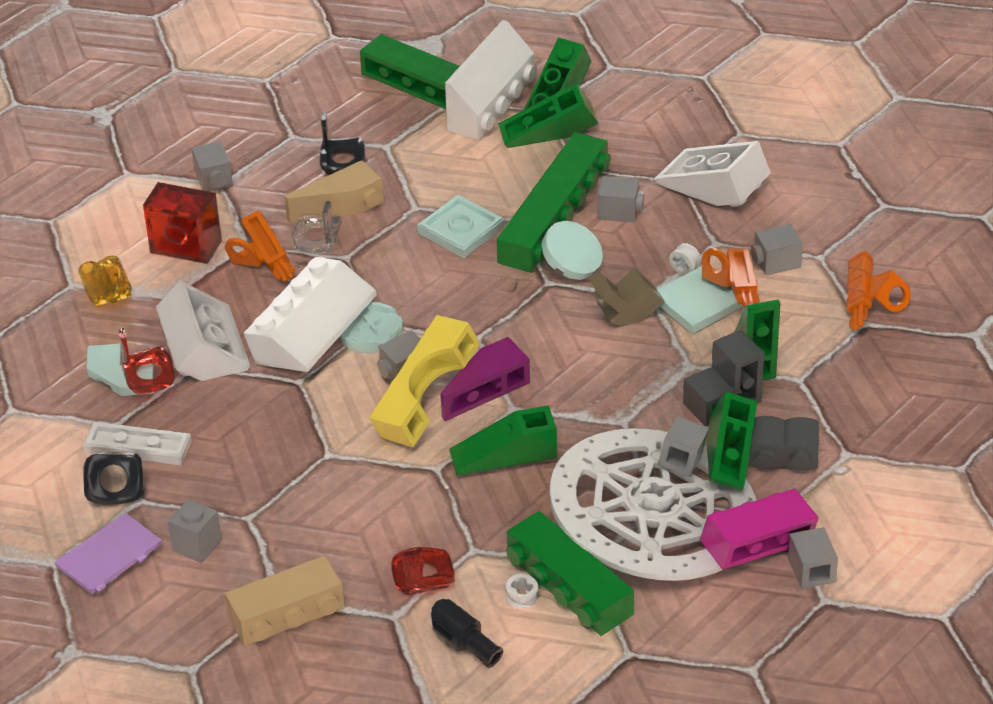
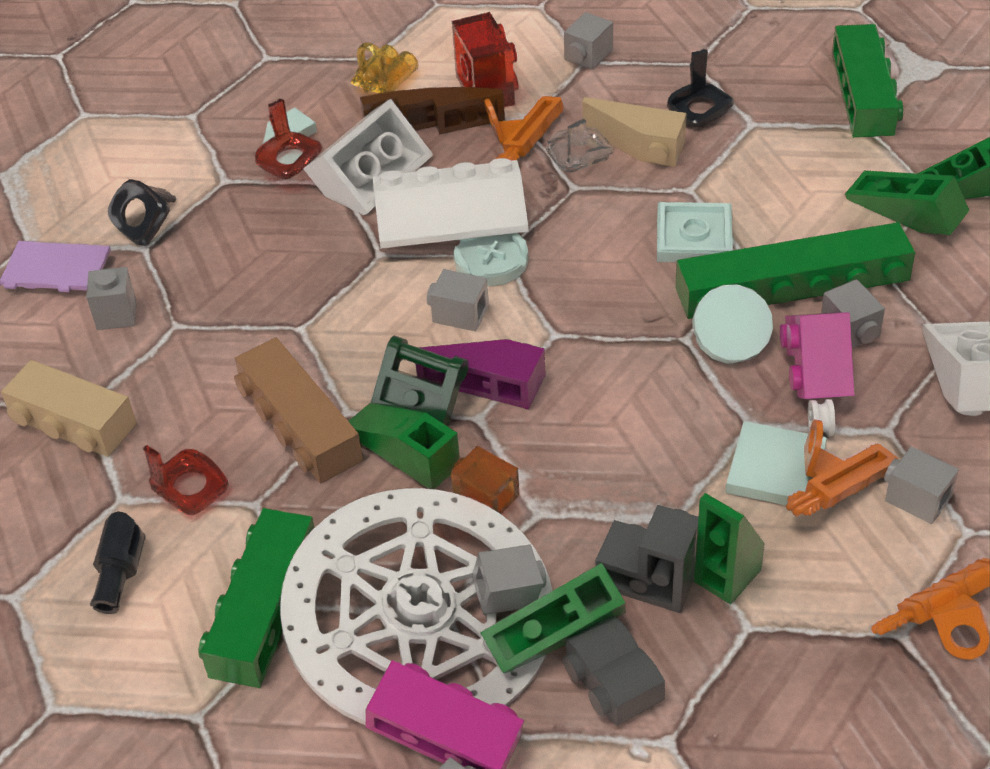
camera: 55 degrees right, 5 degrees up
(148, 443) = (208, 205): white tile -> none
(195, 268) = (442, 107): none -> reddish brown slope
(419, 483) = (298, 410): none -> medium nougat brick
(443, 348) = (462, 310): light yellow arch -> none
(469, 420) = (414, 393): none -> plate
(488, 82) = (900, 123): white slope -> none
(521, 581) = (212, 562): white bush -> none
(580, 422) = (486, 479): none -> clear orange brick
(628, 300) = (700, 408): dark tan brick -> none
(644, 221) = (821, 354): none -> dark pink brick

